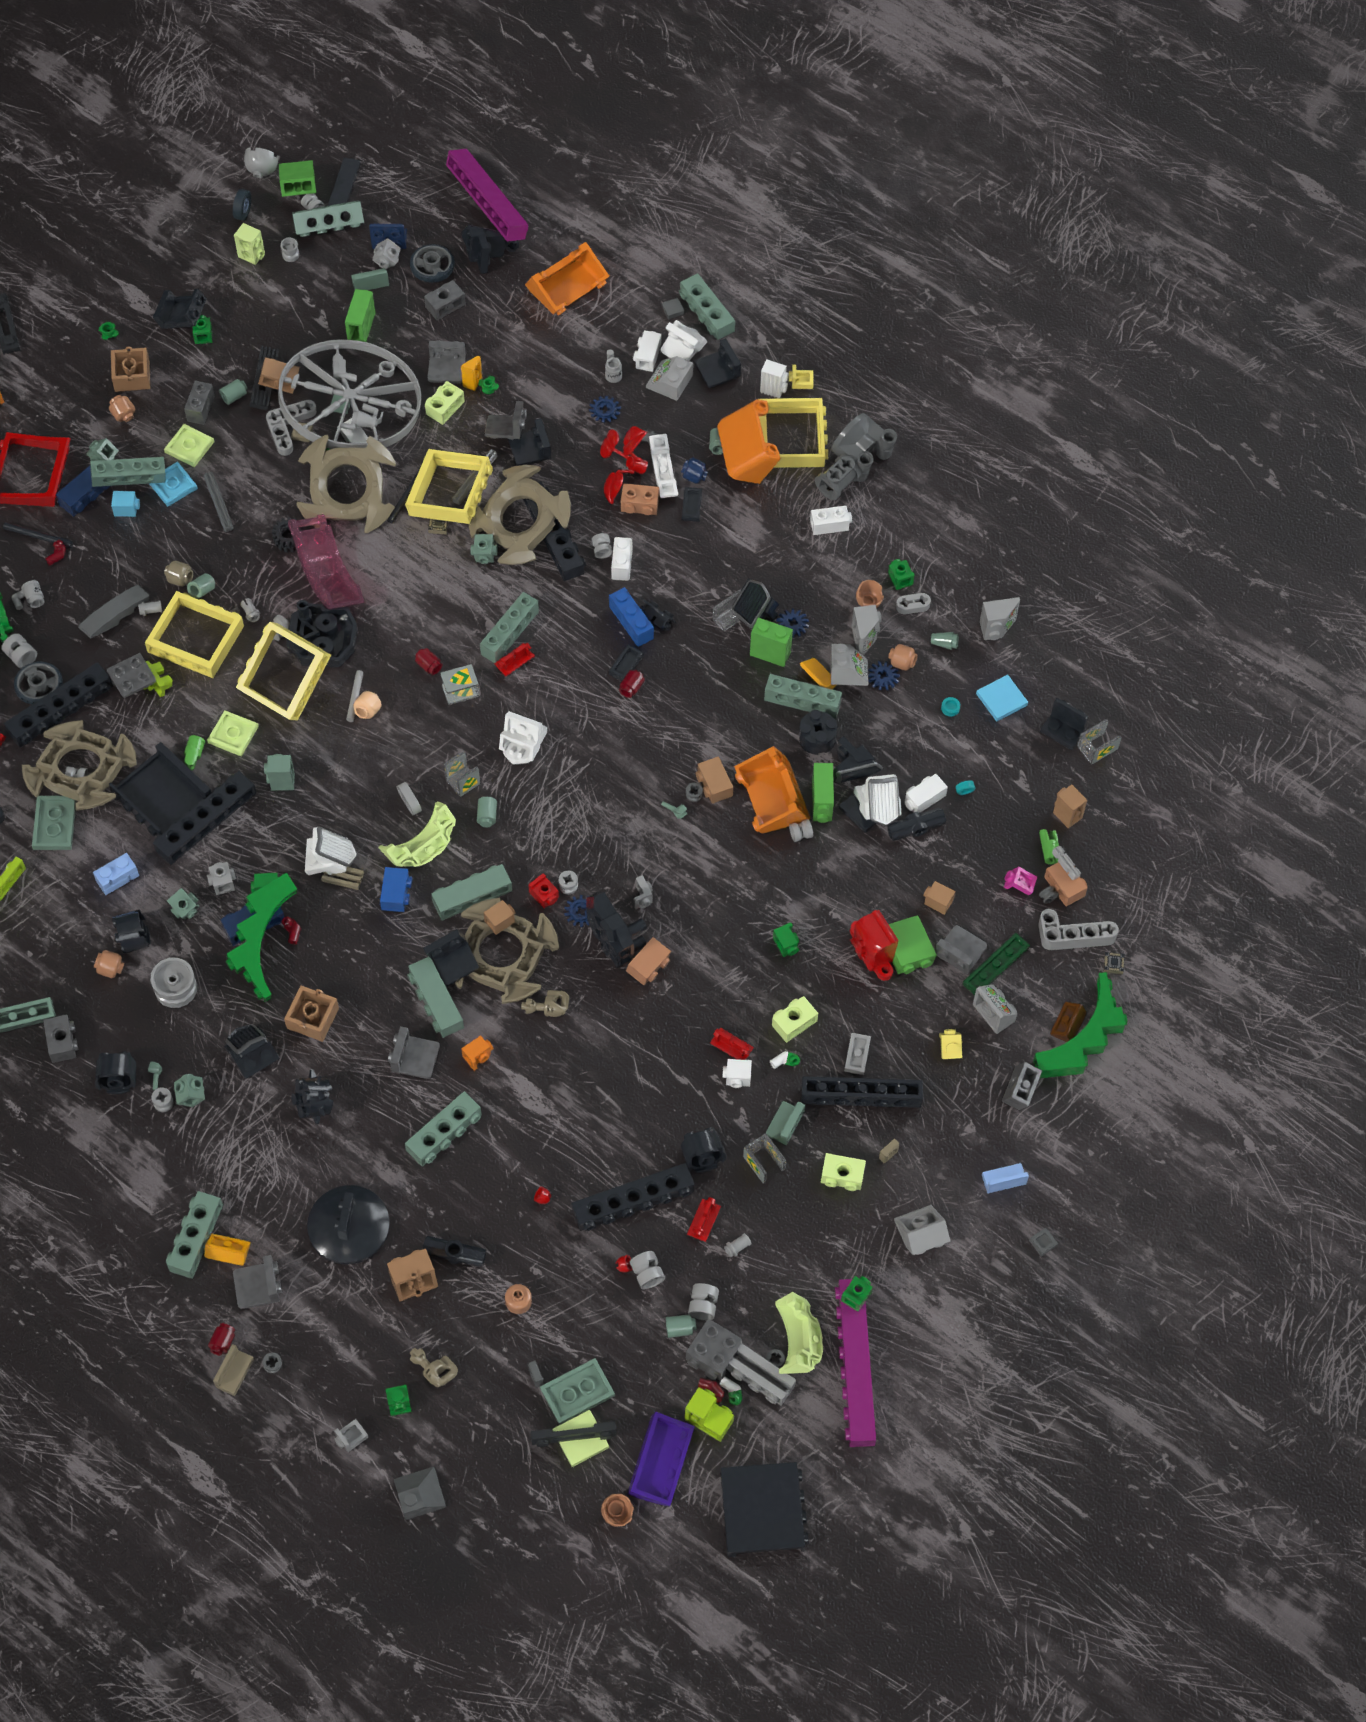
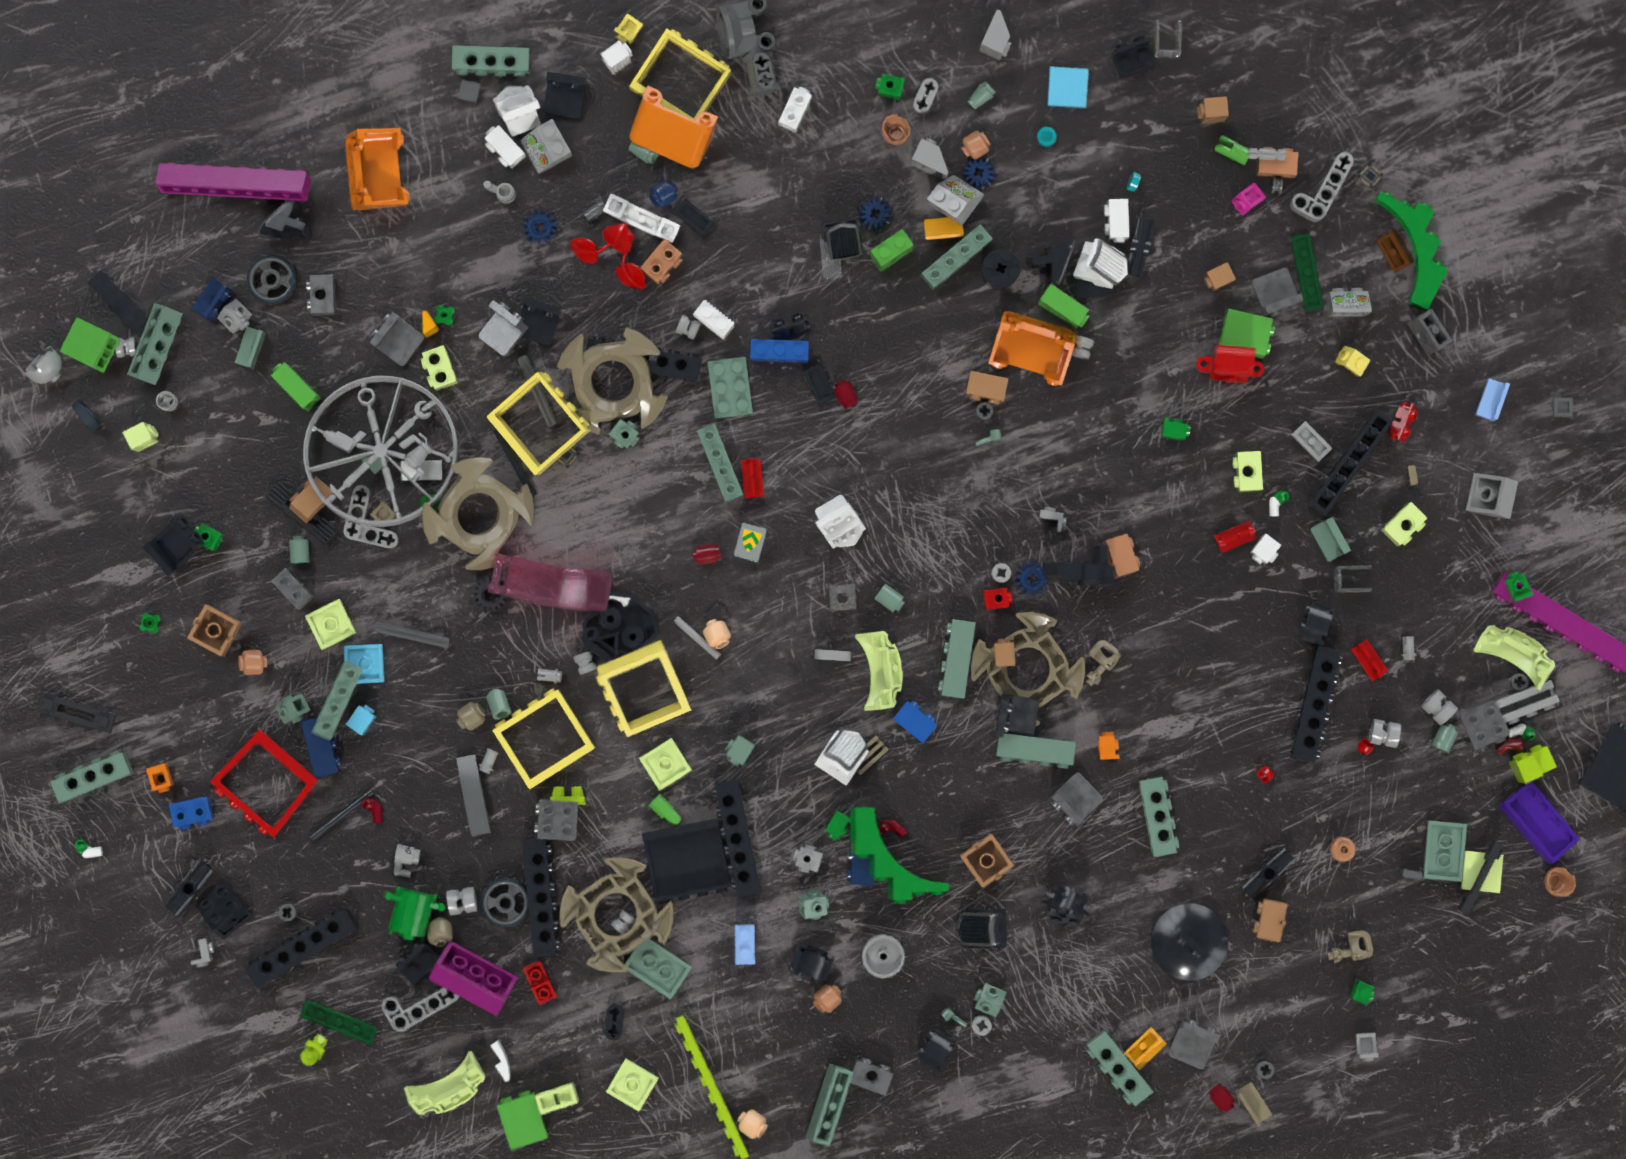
camera: 60 degrees left, 25 degrees up
(419, 1493) = (1444, 1021): dark grey slope -> none
(576, 603) = (730, 387): none -> sand green plate
(937, 1117) = (1402, 429): none -> red hinge

